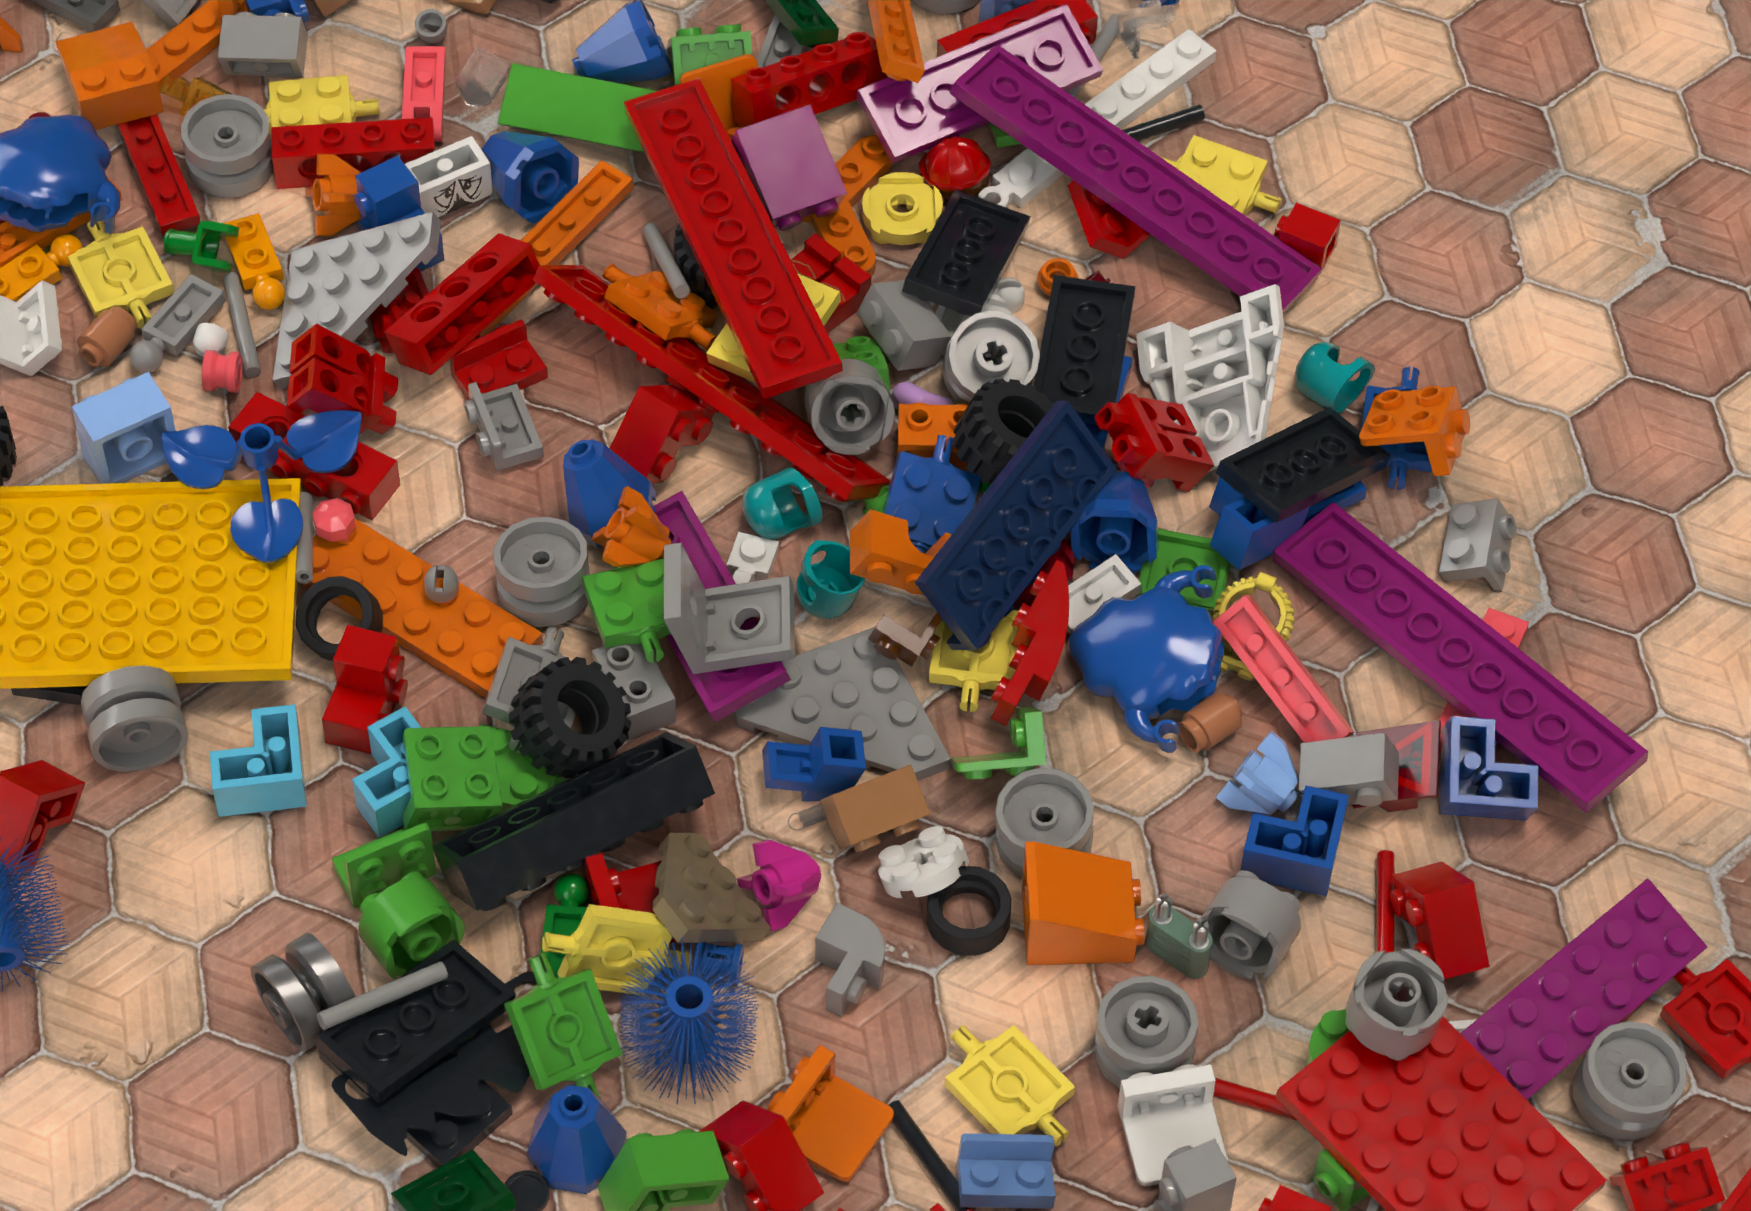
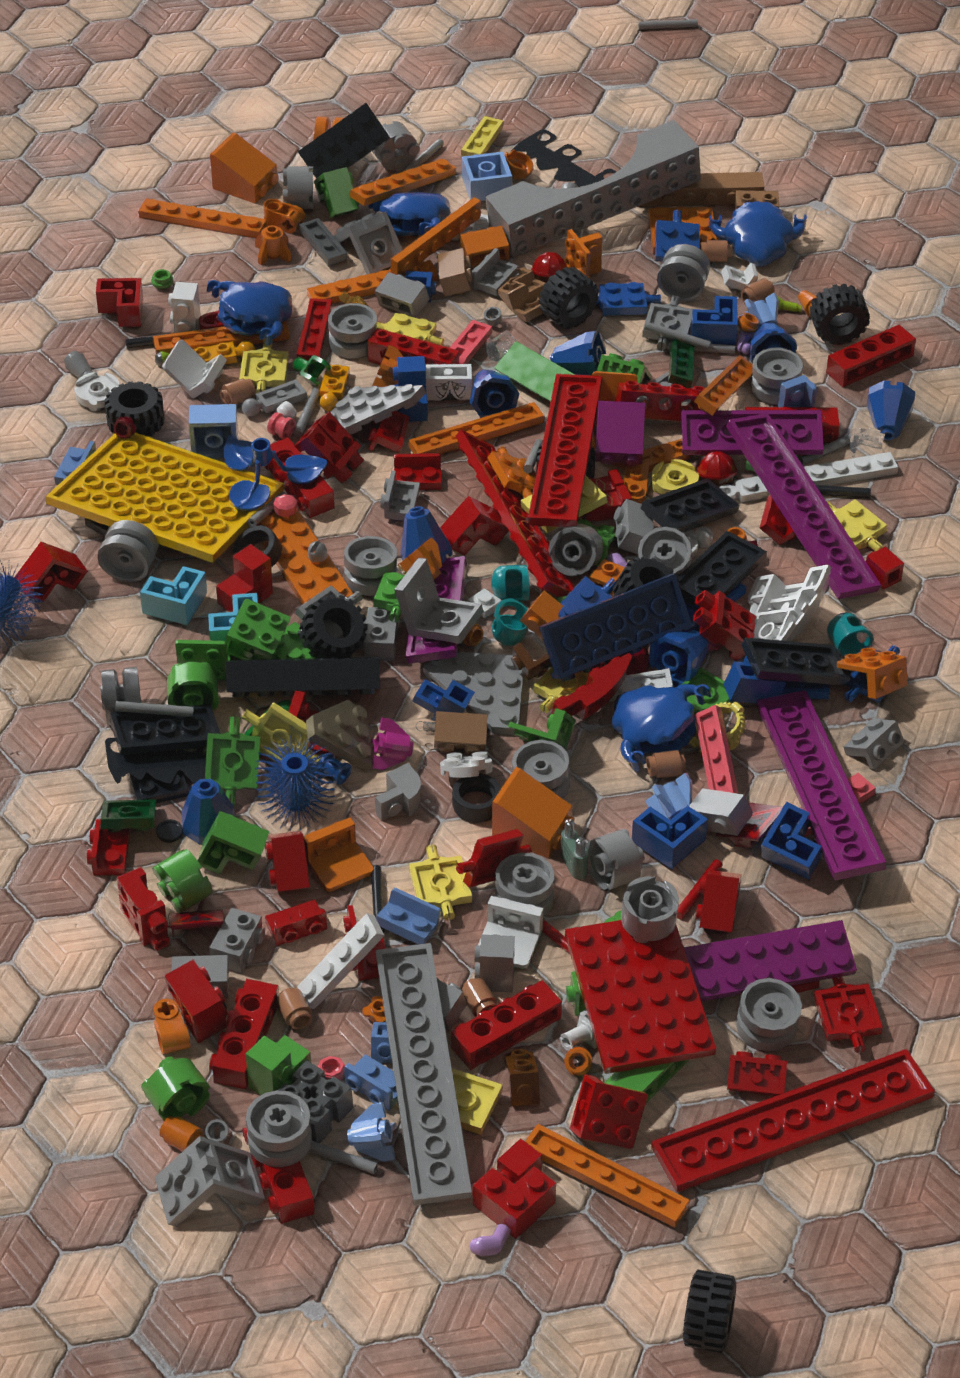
camera: 30 degrees right, 10 degrees down
(111, 75) = (316, 282): orange slope -> none
(463, 304) = (413, 434): red brick -> none
(1078, 1010) = (488, 854): none -> red plate

